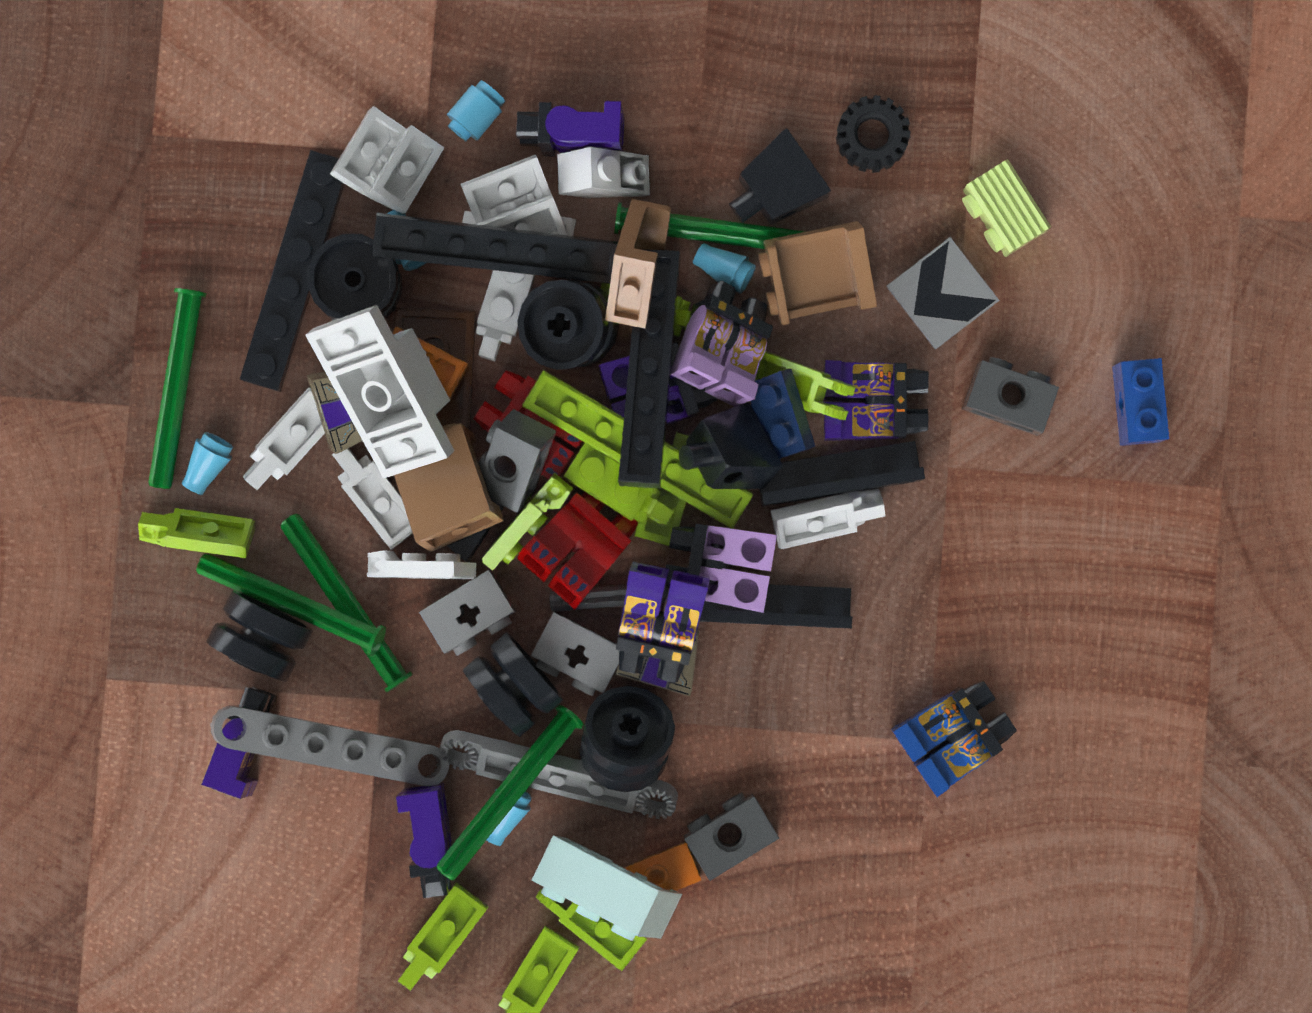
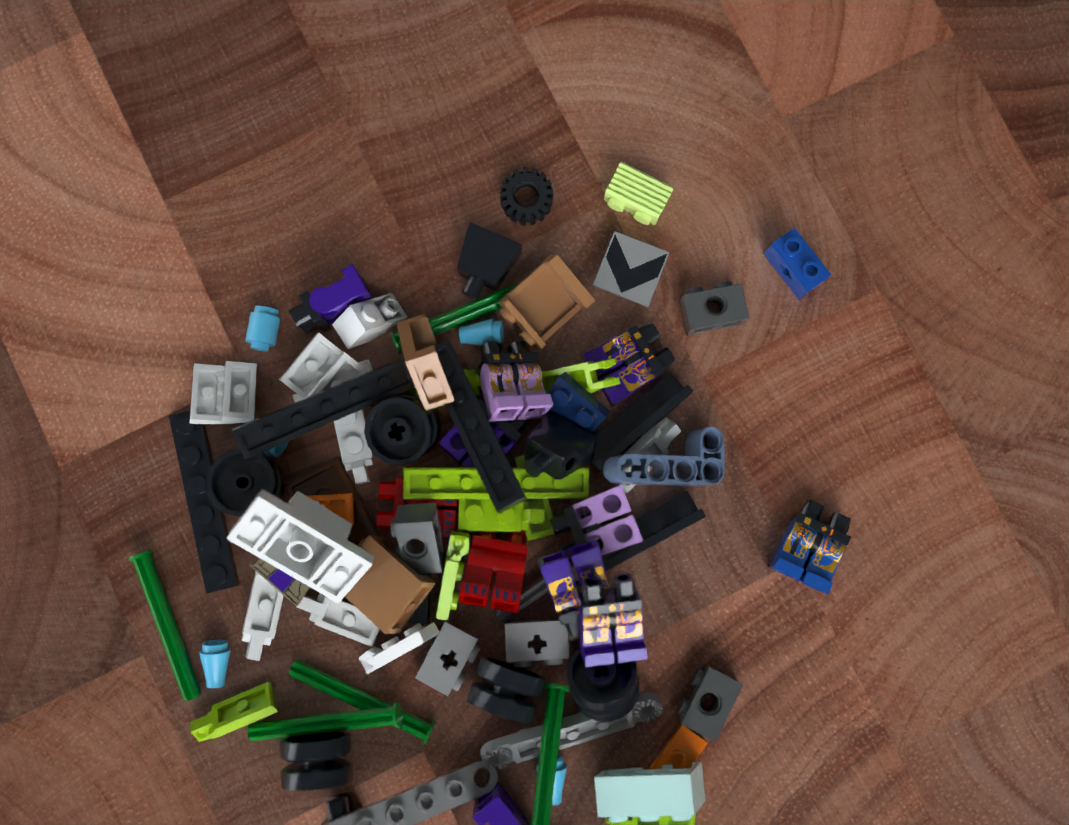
camera: 35 degrees left, 5 degrees down
(681, 664) = (614, 609): none -> hips
(839, 544) = (664, 466): none -> sand blue beam

